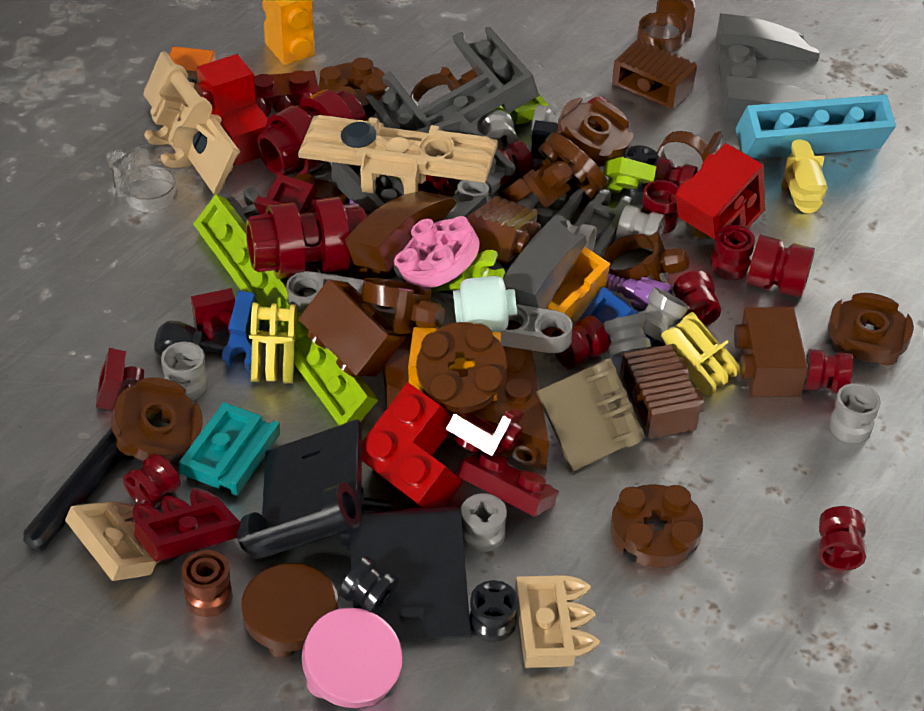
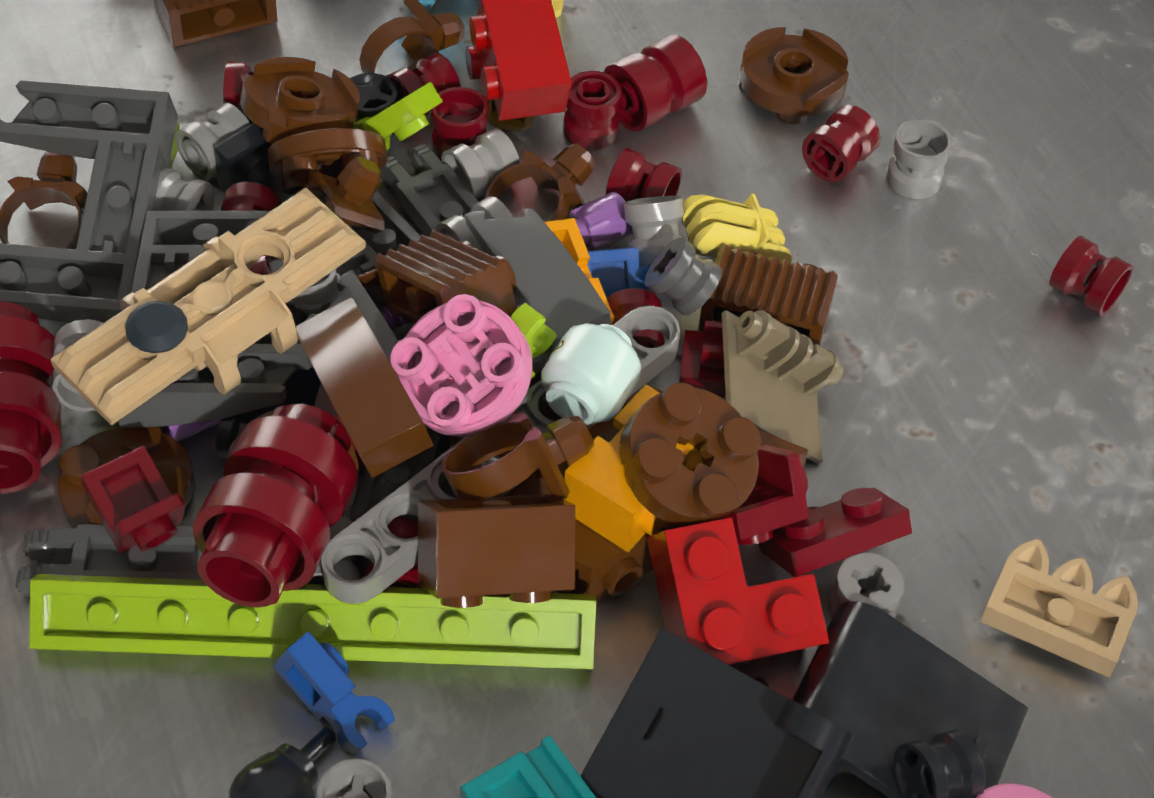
camera: 60 degrees left, 5 degrees up
(213, 311) = (262, 710): dark red tile -> none
(273, 339) = (402, 663): light yellow arm -> none
(493, 598) = (1025, 646): black wheel -> none
(662, 503) = (963, 397): reddish brown plate -> none
(771, 352) = (781, 166): reddish brown brick -> none

